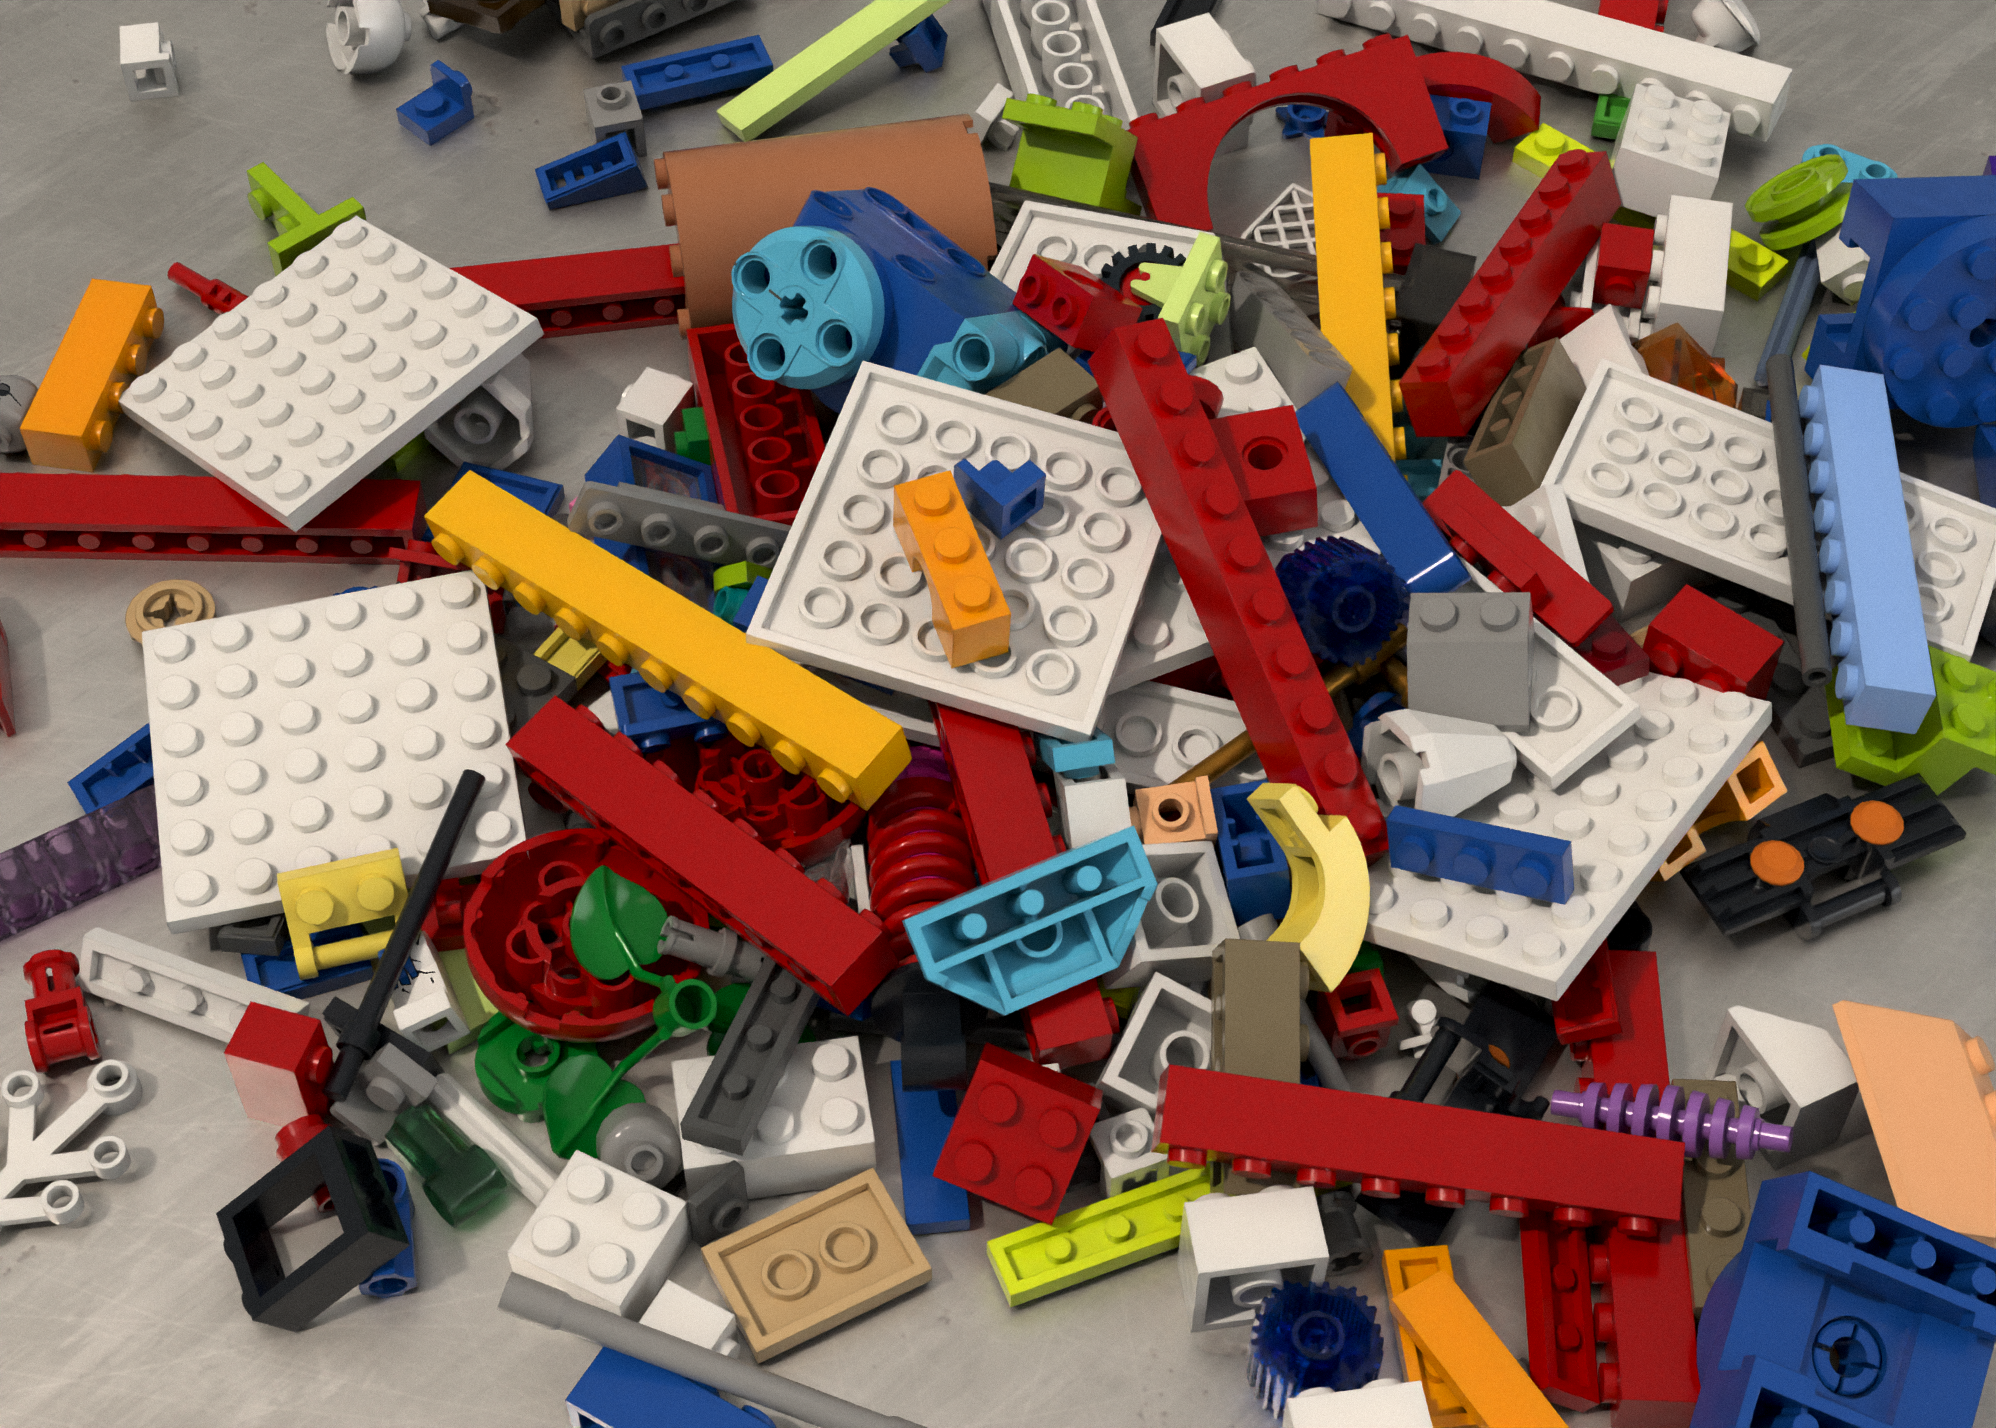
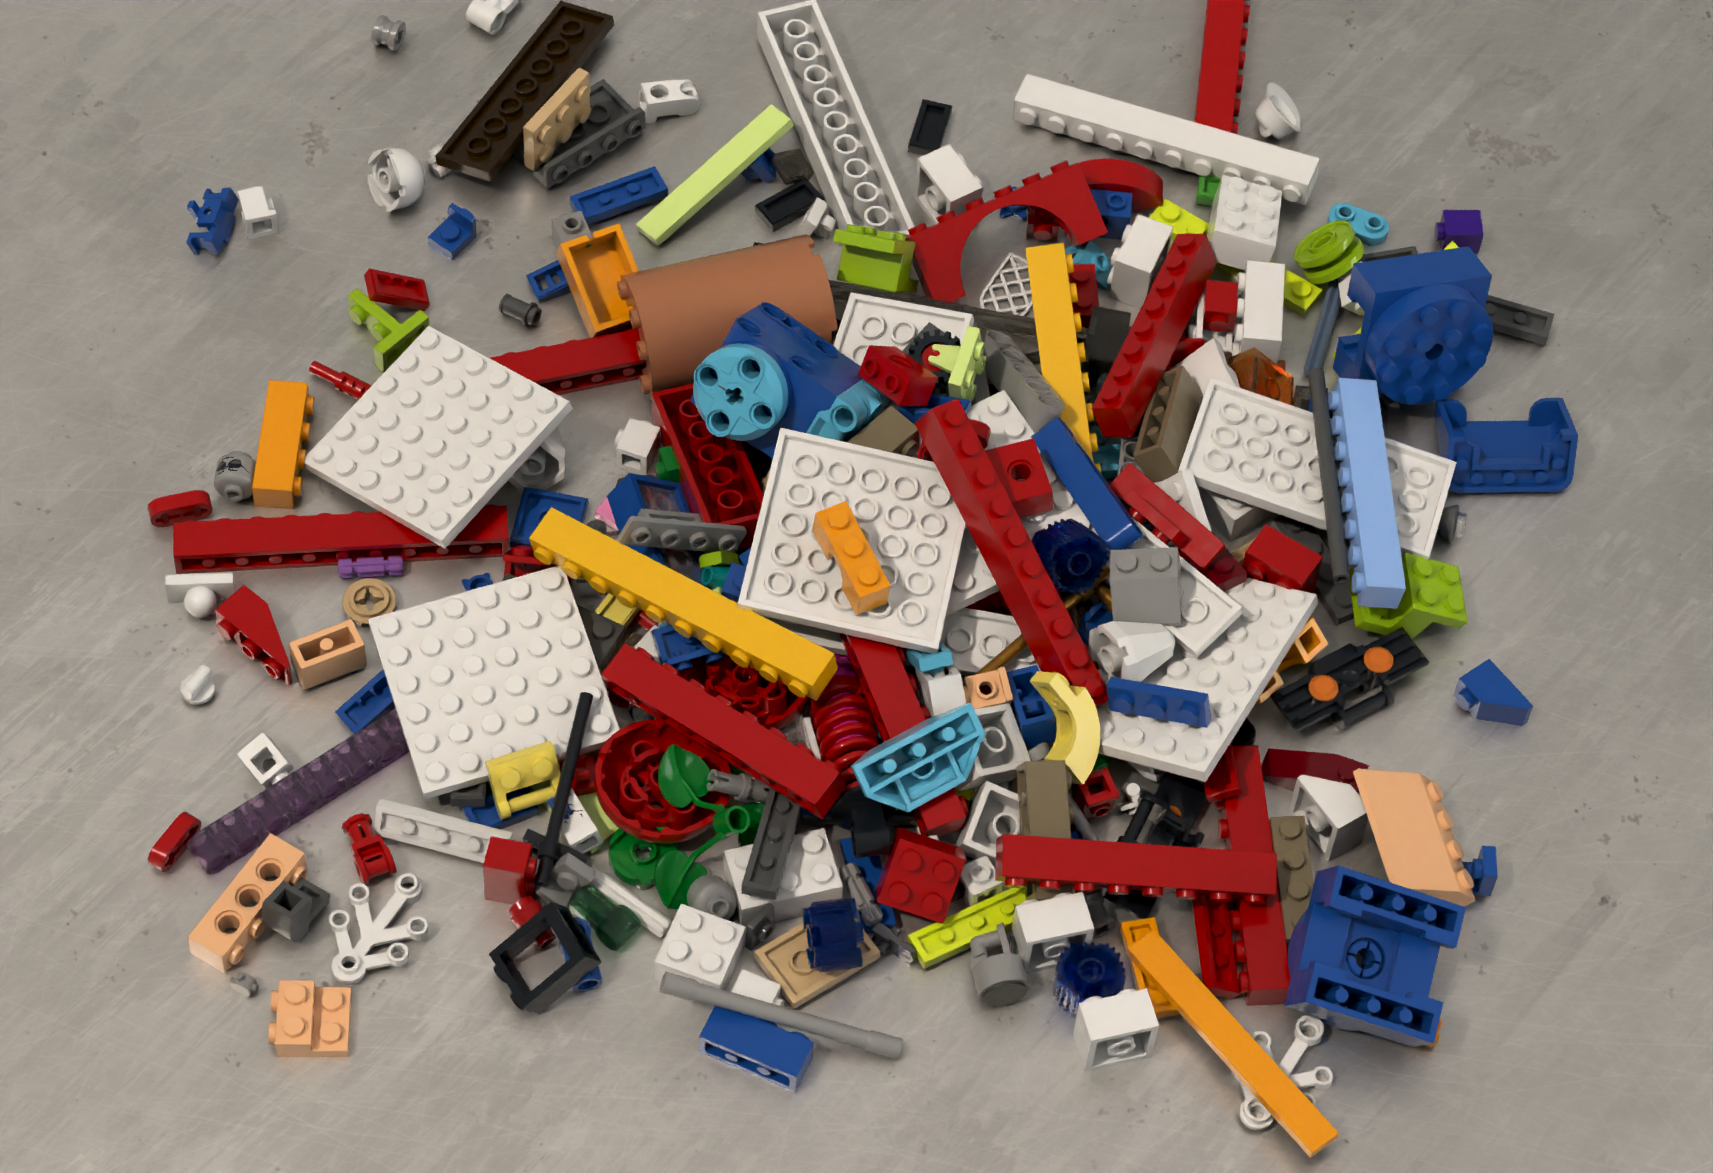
camera: 10 degrees left, 5 degrees up
(71, 688) = (327, 654): none -> light nougat brick
(85, 62) = (218, 222): none -> blue piece
(187, 563) = (370, 567): none -> medium lavender axle
(326, 171) = (396, 289): none -> red plate
(522, 217) = (520, 310): none -> dark grey pin
(623, 161) = (594, 277): none -> light orange piece
(841, 1229) = (833, 935): none -> clear blue brick
(910, 1160) = (860, 891): none -> light grey axle
(952, 1249) = (888, 940): none -> dark grey piece
(954, 96) = (787, 204): none -> black tile
(969, 48) = (792, 166): none -> clear smoke plate
(1001, 497) = (872, 509): blue panel -> none
(1150, 1334) = (1000, 977): none -> light grey piece
(1494, 188) = (1138, 260): none -> white brick
(1672, 1120) = (1270, 840): medium lavender piece -> none
(1700, 996) = (1285, 766): none -> dark red slope

